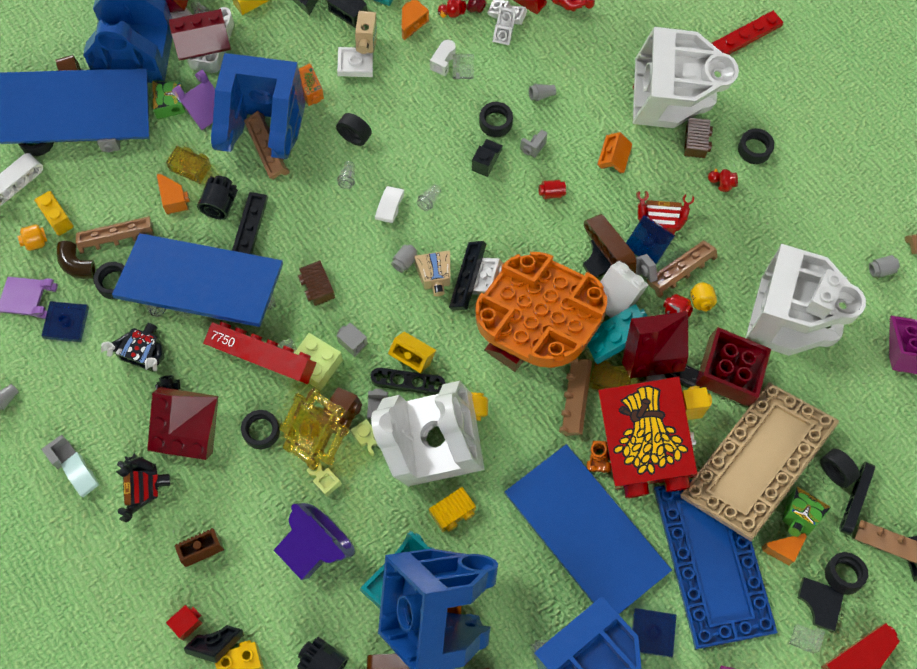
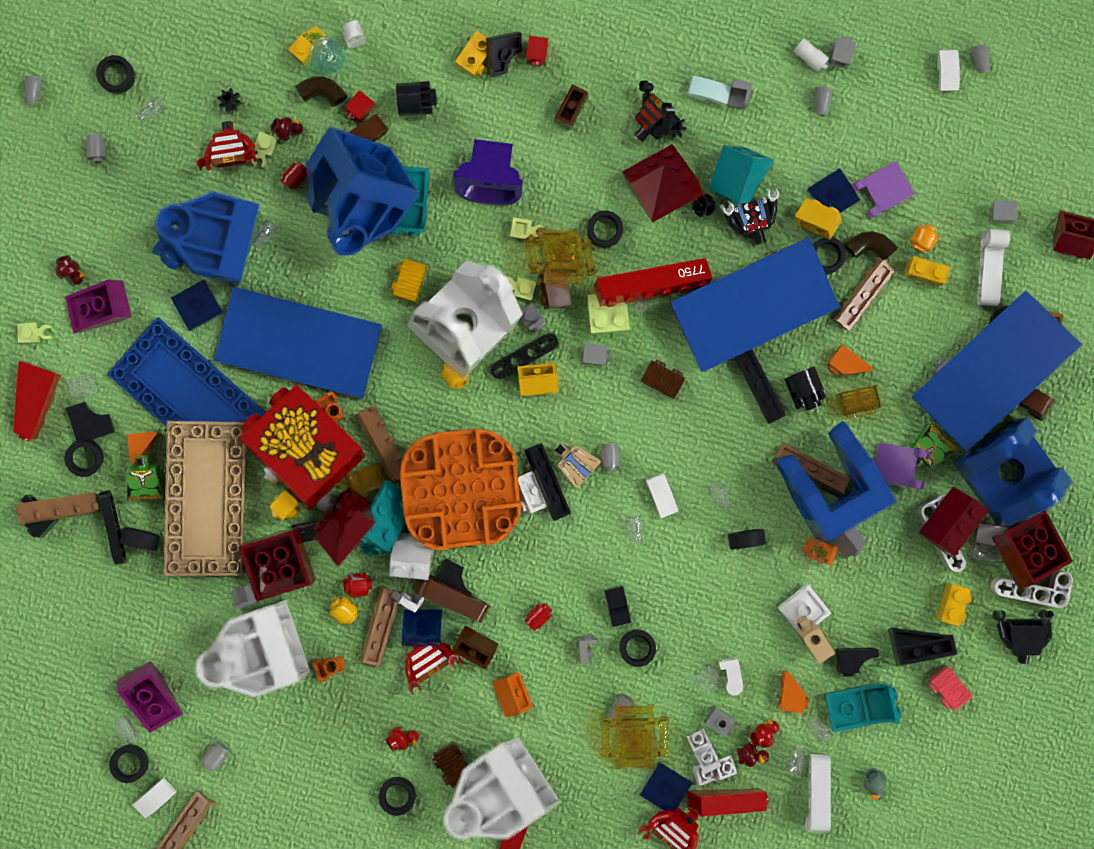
camera: 140 degrees right, 20 degrees up
(92, 307) = (818, 218): none -> yellow brick
(118, 386) = (739, 173): none -> teal slope
(477, 35) = (720, 721): none -> light grey brick
(546, 64) = (634, 737): none -> clear yellow brick
(551, 24) = (665, 787): none -> clear blue plate
(618, 199) = (475, 647): none -> reddish brown brick
(745, 266) = (325, 667): none -> orange plate
(779, 364) = (244, 596): none -> light grey panel

